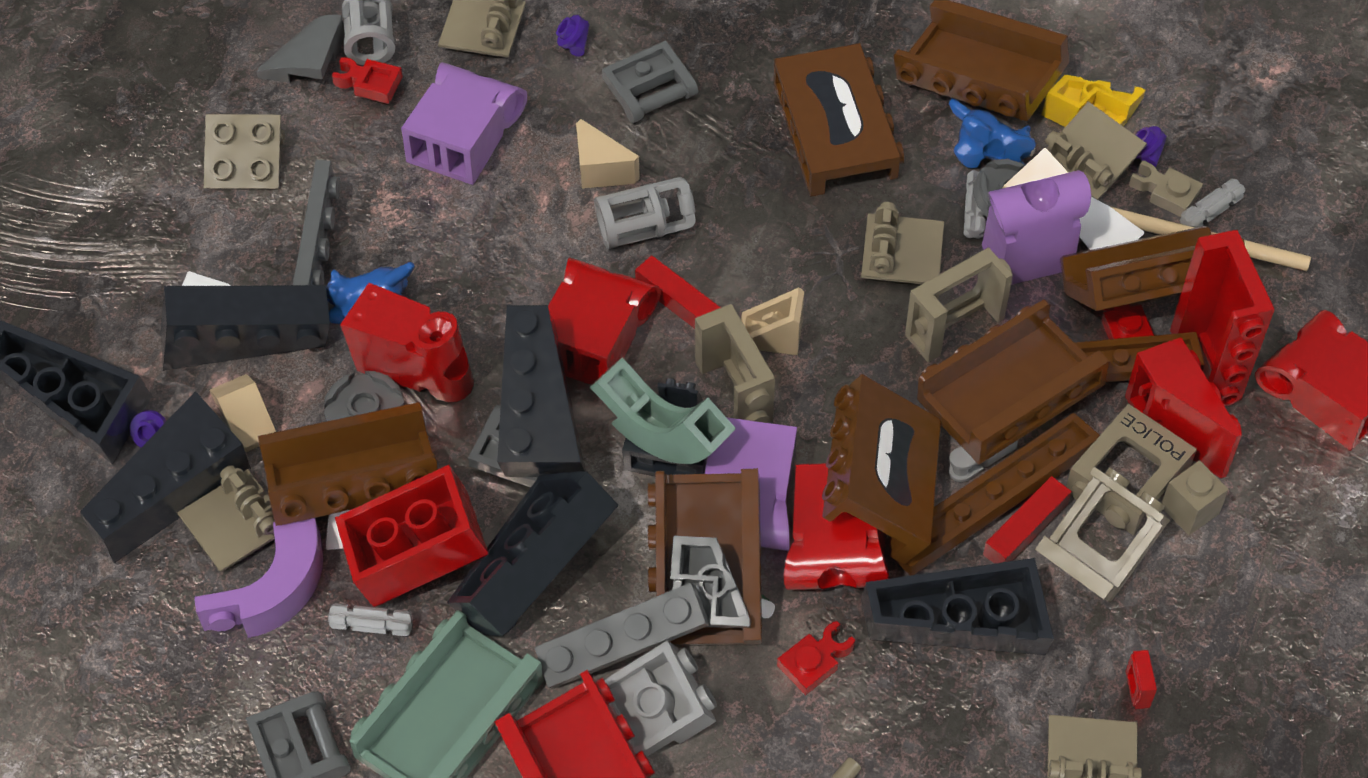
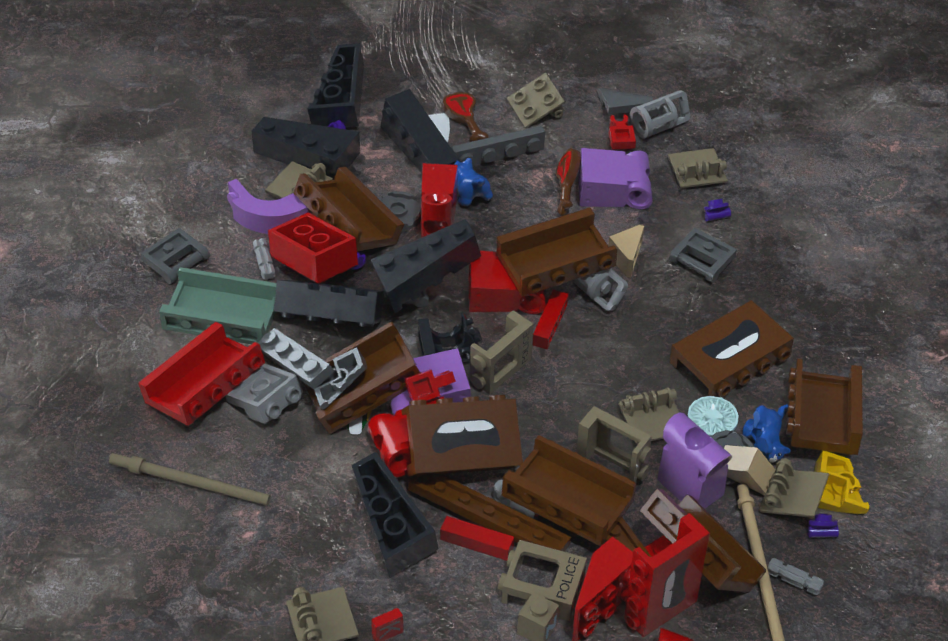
camera: 65 degrees right, 10 degrees down
(192, 252) = (460, 109): none -> reddish brown piece
(243, 410) = (368, 161): tan slope -> none
(412, 162) = (567, 172): none -> reddish brown piece
(605, 234) = (555, 252): none -> reddish brown panel
(656, 425) = (439, 314): sand green arch -> none
(777, 323) = (554, 371): tan slope -> none
(778, 474) = (425, 385): none -> red plate
(813, 661) = (328, 459): red plate -> none
(930, 185) = (713, 414): none -> light aqua wheel
(1084, 562) = (460, 567): window -> none
(1106, 227) = (736, 511): white sticker -> none
(1169, 191) = (794, 549): dark tan plate -> none

